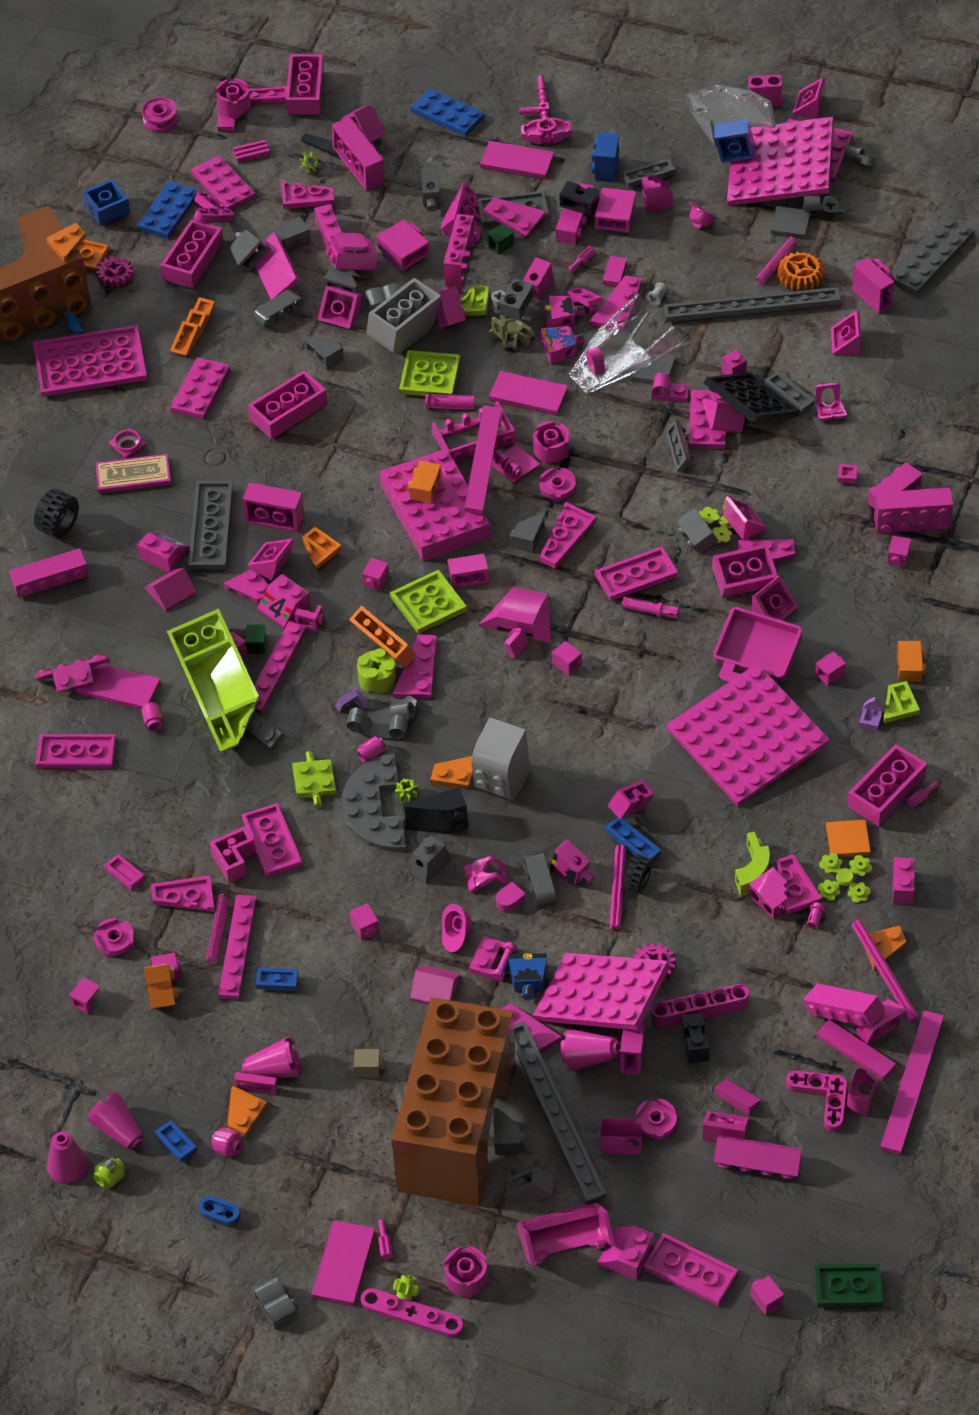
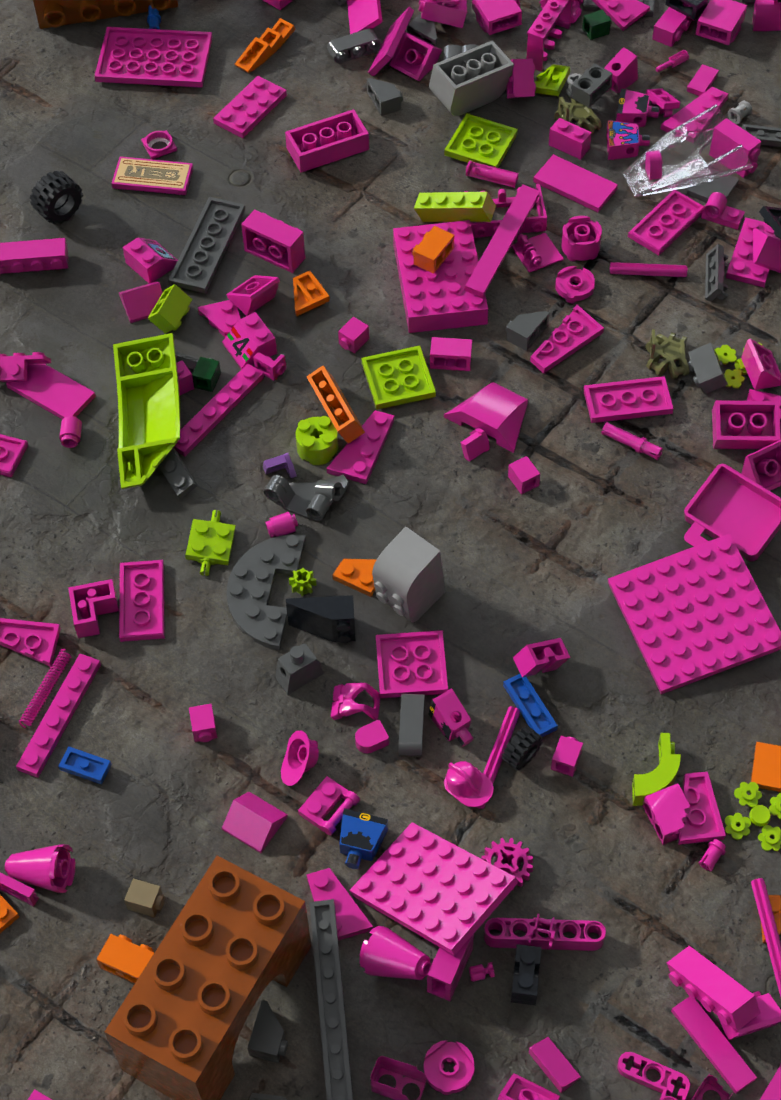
camera: 15 degrees right, 5 degrees up
(201, 589) = (170, 309): none -> lime brick
(314, 297) = (391, 41): none -> dark pink tile
(371, 1111) = (124, 957): none -> orange brick
(429, 439) = (455, 206): none -> lime brick
(511, 353) = (570, 138): none -> dark pink brick
(522, 832) = (411, 663): none -> dark pink plate
(602, 912) = (468, 784): none -> dark pink piece
(618, 456) = (648, 269): none -> dark pink axle
(621, 410) = (666, 222): none -> dark pink tile
(657, 321) = (729, 136): none -> dark pink brick
(657, 1047) = (479, 972): none -> dark pink piece
(661, 523) = (670, 350): none -> olive piece
(675, 871) = (566, 755): none -> dark pink brick
(706, 1000) = (543, 921): none -> dark pink piece

